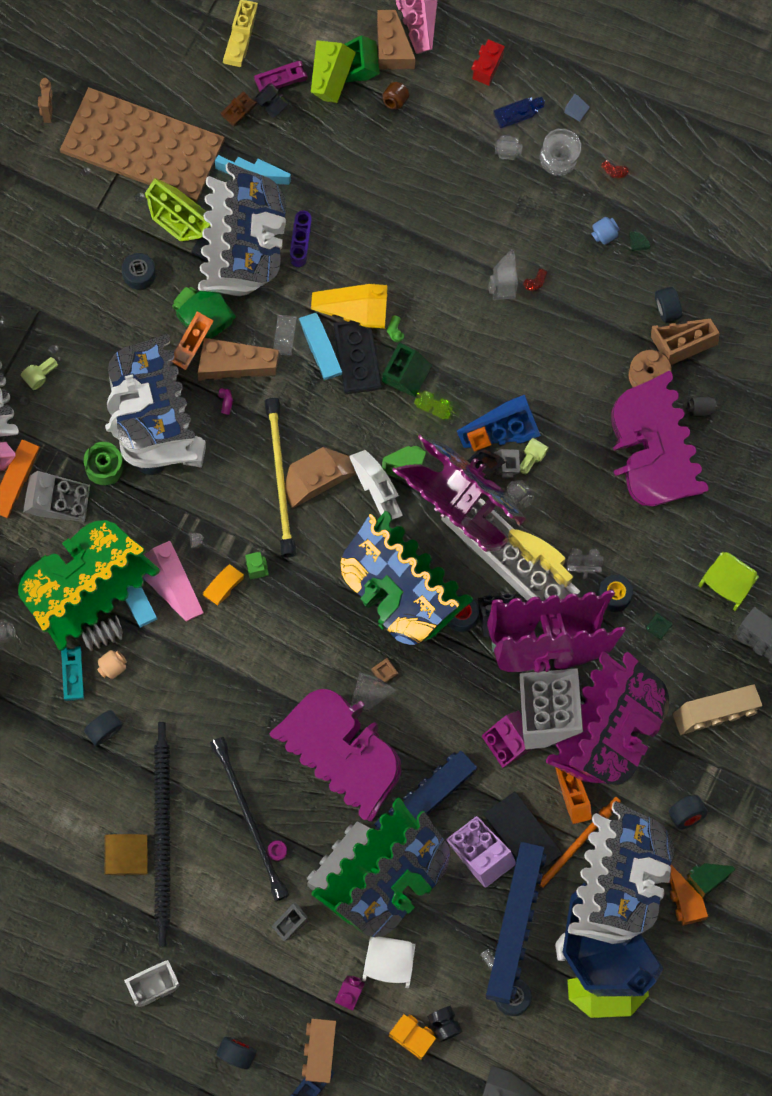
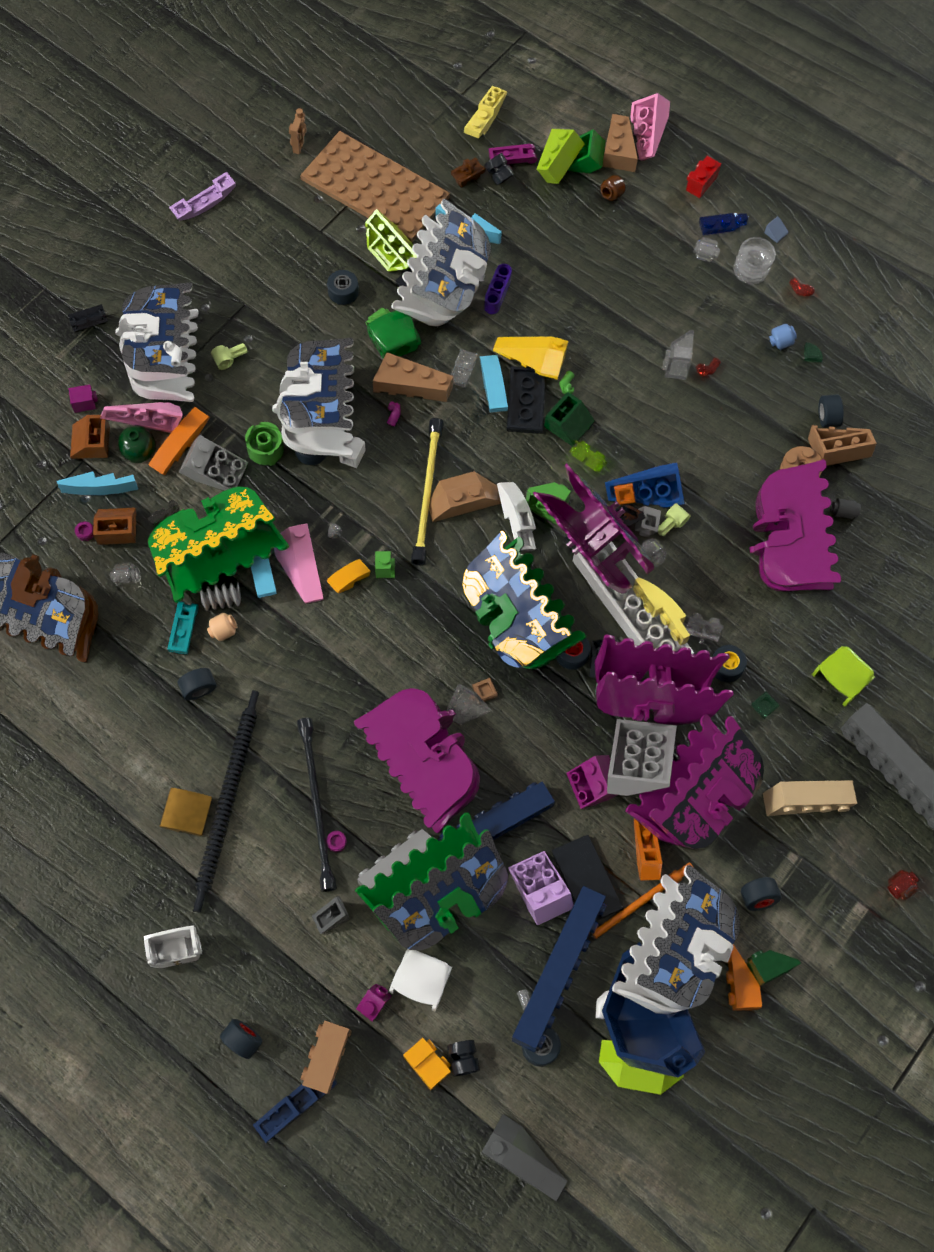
camera: 15 degrees right, 5 degrees down
(191, 340) = (374, 351): orange slope -> none

